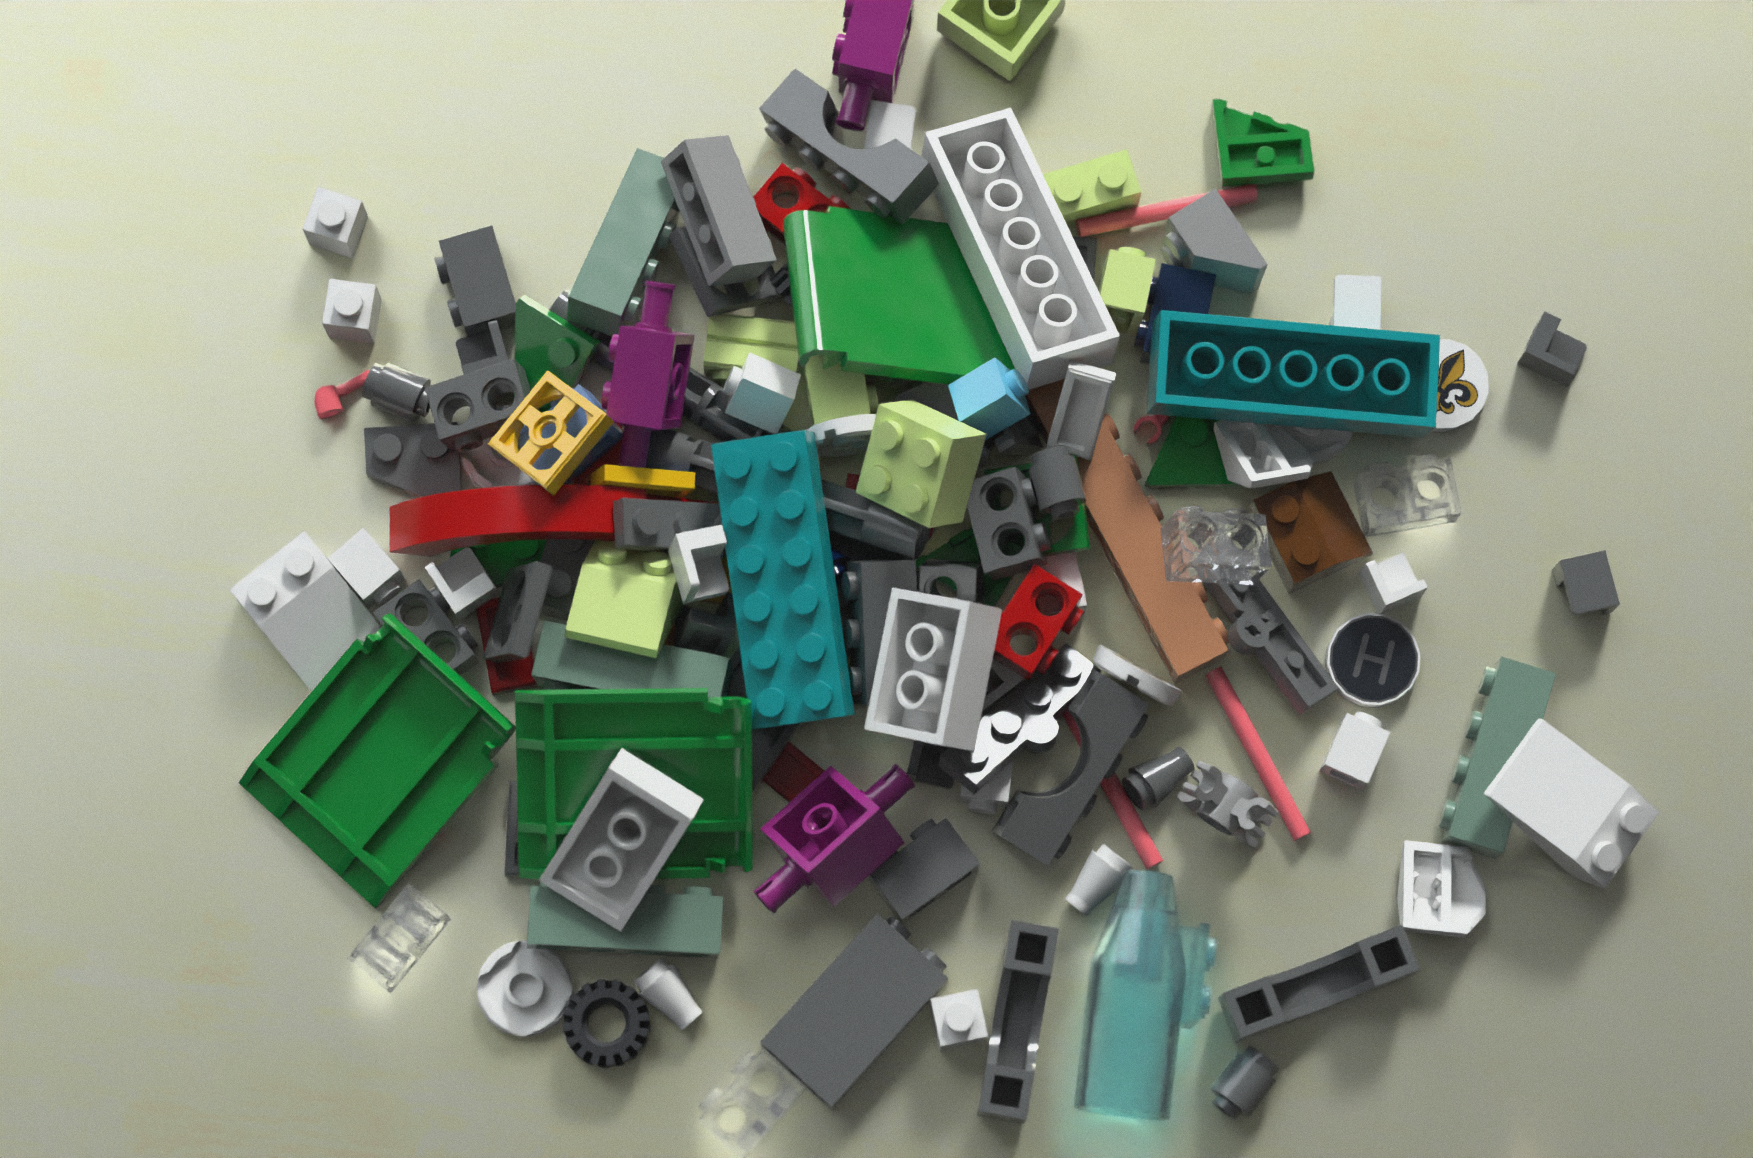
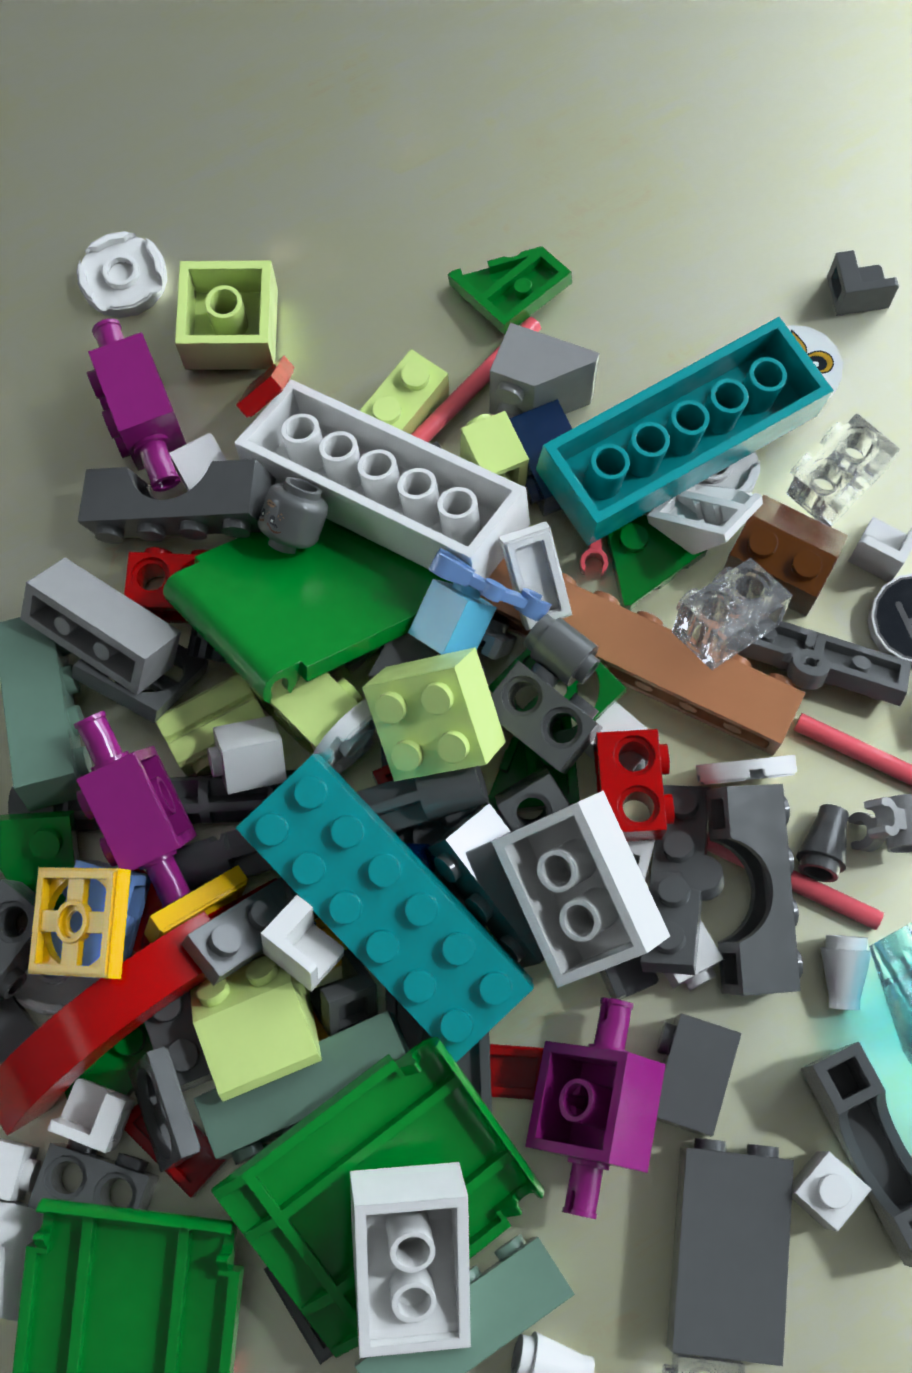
camera: 30 degrees left, 5 degrees down
(927, 227) = (293, 515): none -> dark grey head
(987, 98) = (266, 387): none -> red tile
(1014, 363) = (456, 570): none -> medium blue piece
(1357, 301) = (683, 342): white panel -> none

